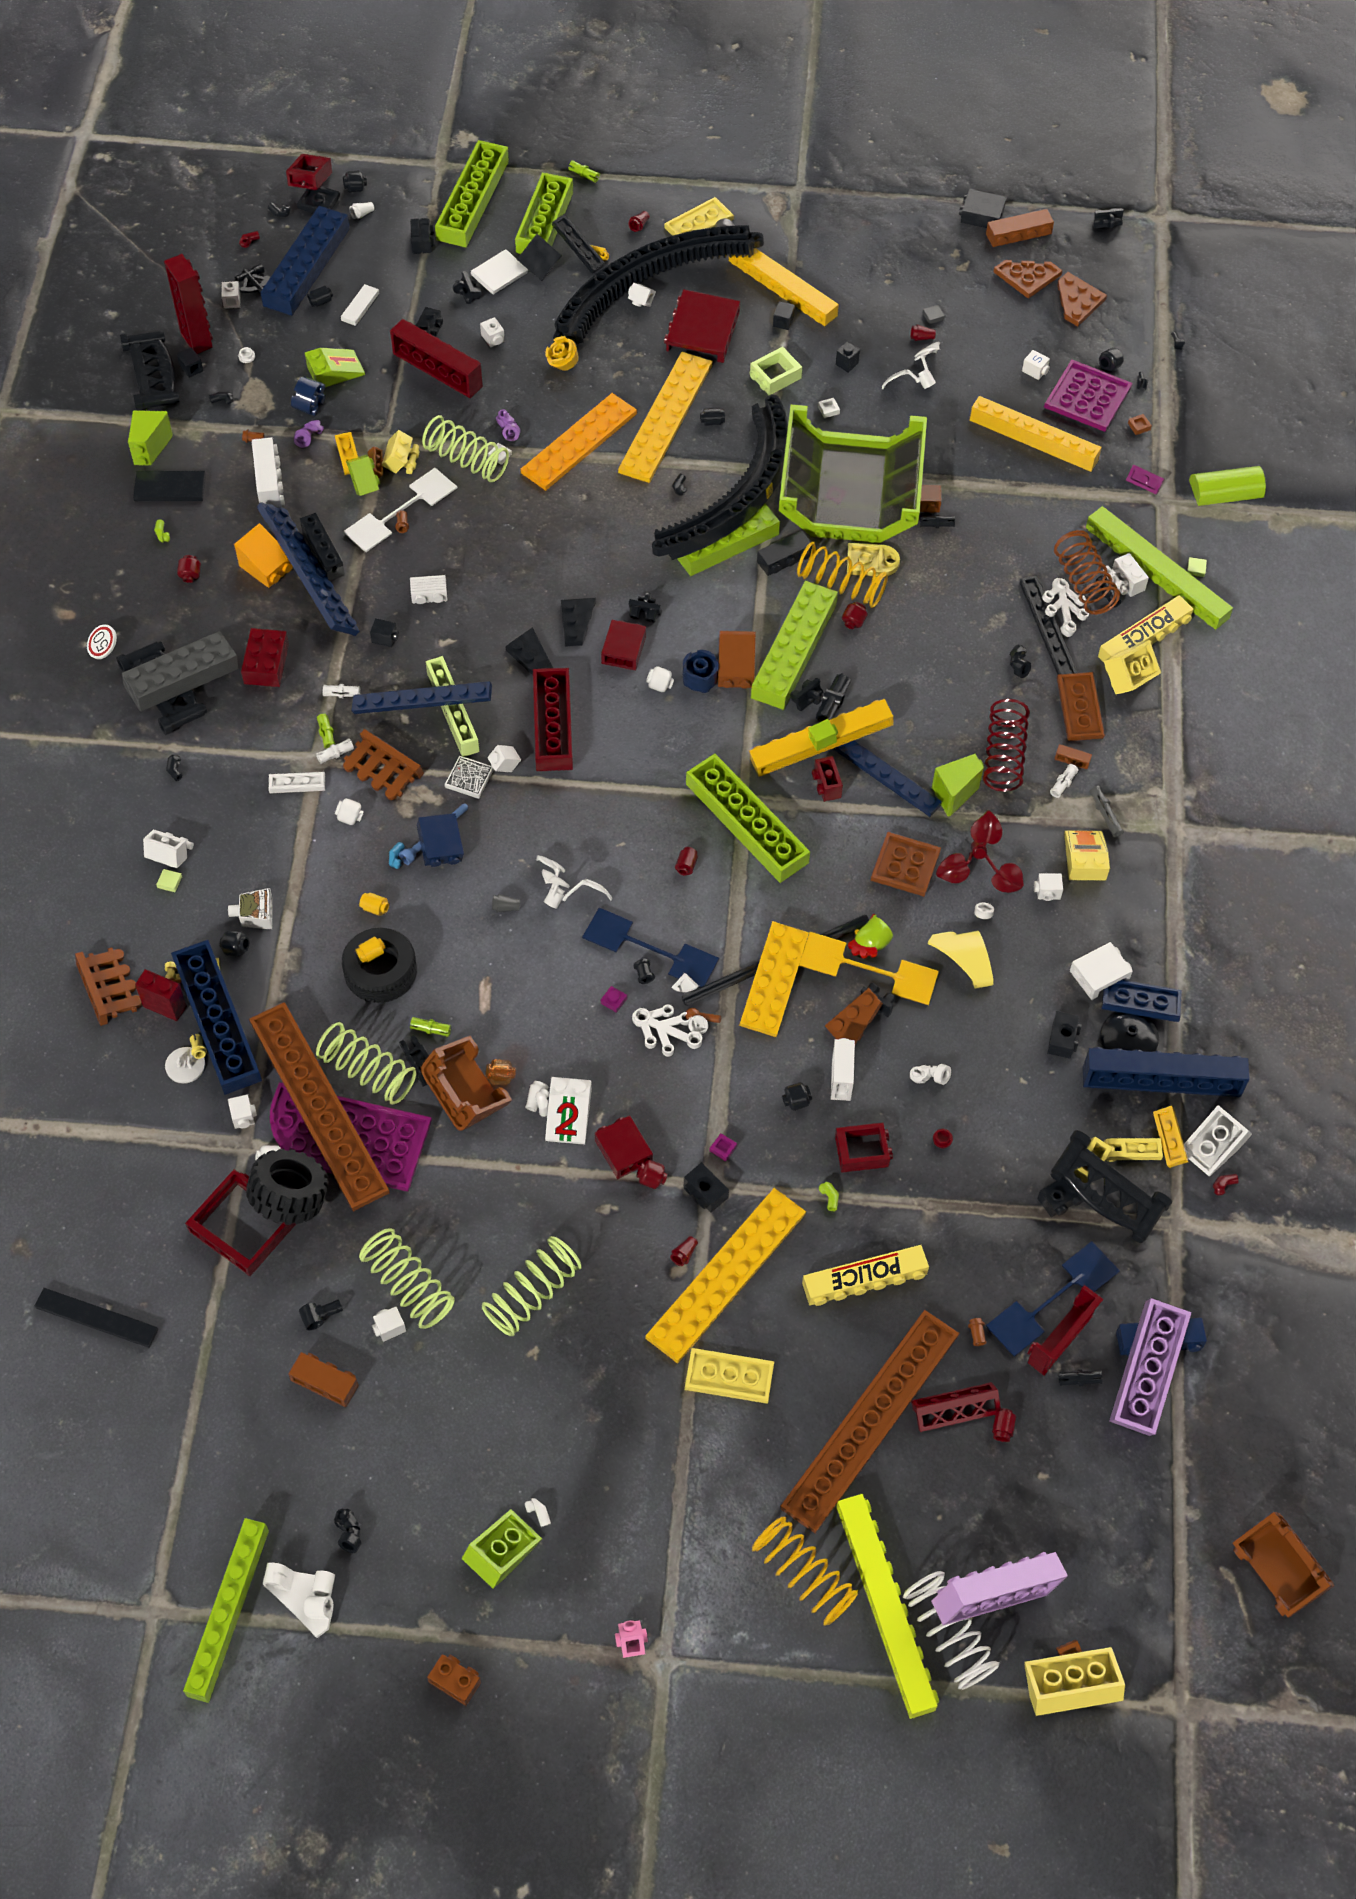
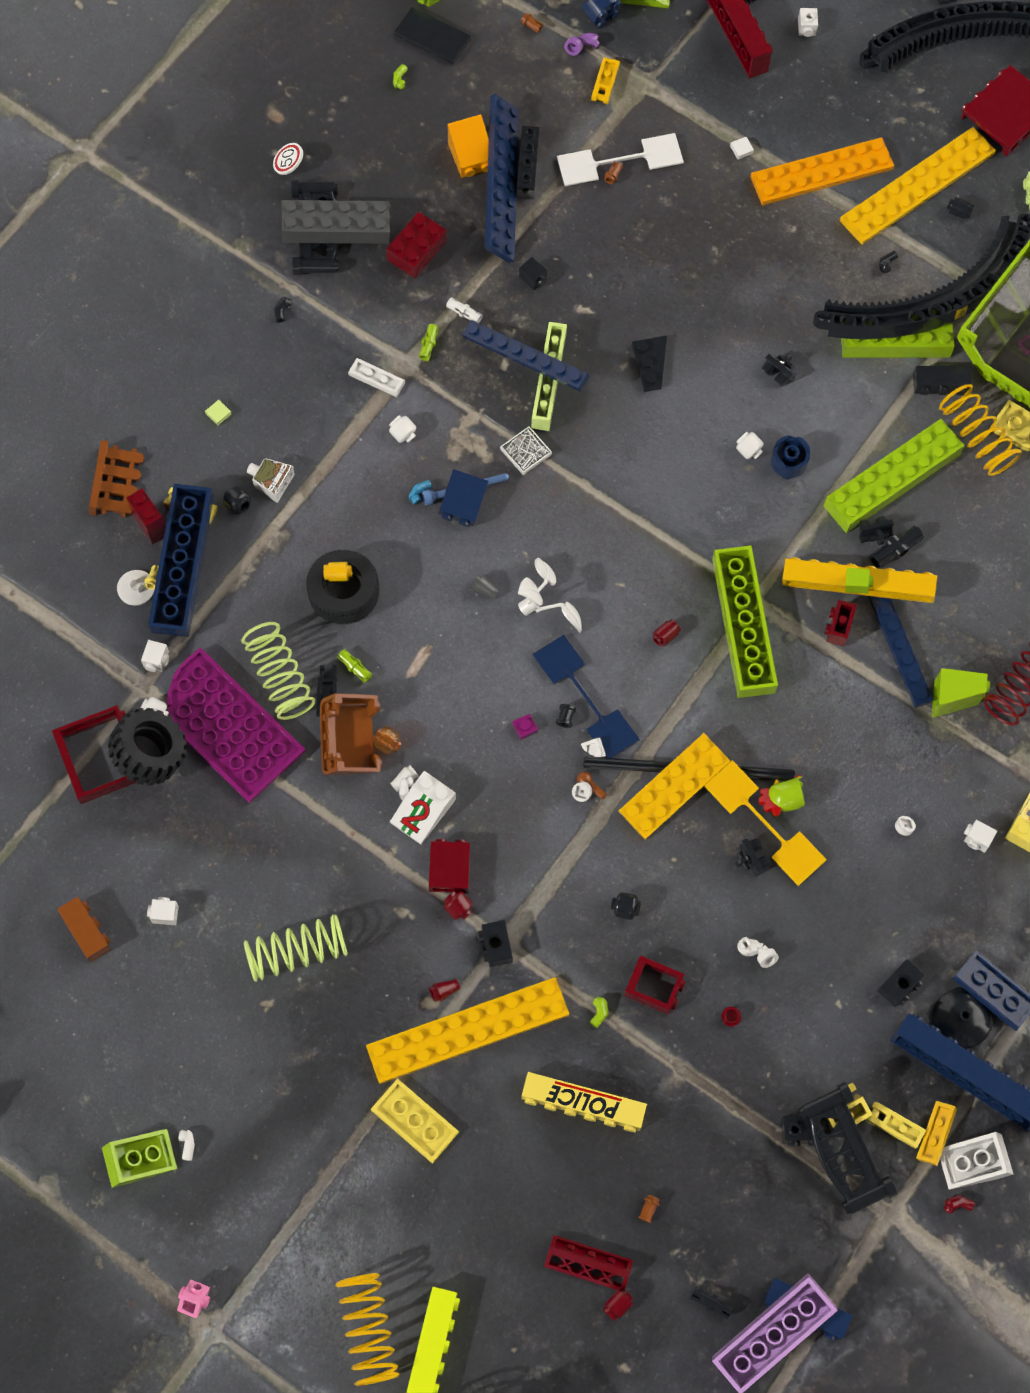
camera: 30 degrees right, 10 degrees up
(166, 848) = (231, 382): white brick -> none
(189, 568) = (401, 125): dark red head -> none
(267, 472) = (520, 67): white brick -> none
(314, 1315) = (110, 869): black pin -> none
(319, 1107) = (217, 688): dark orange plate -> none
(334, 751) = (425, 365): white pin -> none
(350, 1538) = (31, 1060): black arm -> none
(363, 475) = (602, 110): lime brick -> none
(374, 904) = (373, 526): yellow brick -> none
(377, 457) = (623, 102): dark orange piece -> none
(382, 751) = (458, 408): dark orange fence -> none
(398, 451) = (648, 102): light yellow brick -> none
(428, 589) = (597, 251): white brick -> none
(431, 1305) = (197, 884): yellowish green piece -> none
(439, 441) = (696, 107): yellowish green piece -> none
(454, 1679) = (36, 1244): dark orange brick -> none
(504, 758) = (564, 450): white brick -> none
(511, 429) = (765, 129): medium lavender arm -> none
(552, 719) = (629, 435): dark red brick -> none
(562, 353) = (857, 76): yellow cone -> none
(576, 617) = (711, 346): black wing -> none
(623, 645) = (738, 394): dark red brick -> none
(641, 295) = (969, 50): white brick -> none
(665, 1027) = (551, 777): white plant -> none
(723, 1147) = (534, 915): magenta plate -> none
(736, 659) = (829, 463): dark orange slope -> none
(842, 1069) = (679, 904): white window -> none
(854, 615) = (968, 475): dark red head -> none
(855, 1017) = (718, 864): dark orange wing -> none
(869, 1422) = (507, 1231): dark orange plate -> none
(905, 864) = (862, 742): dark orange plate -> none
(968, 952) = (861, 857): light yellow panel -> none
(983, 831) = (943, 756): dark red plant -> none
(1018, 1328) = (687, 1226): dark blue hinge -> none
(1045, 1355) = (721, 1255): dark red piece -> none
(1100, 969) = (976, 941): white panel -> none

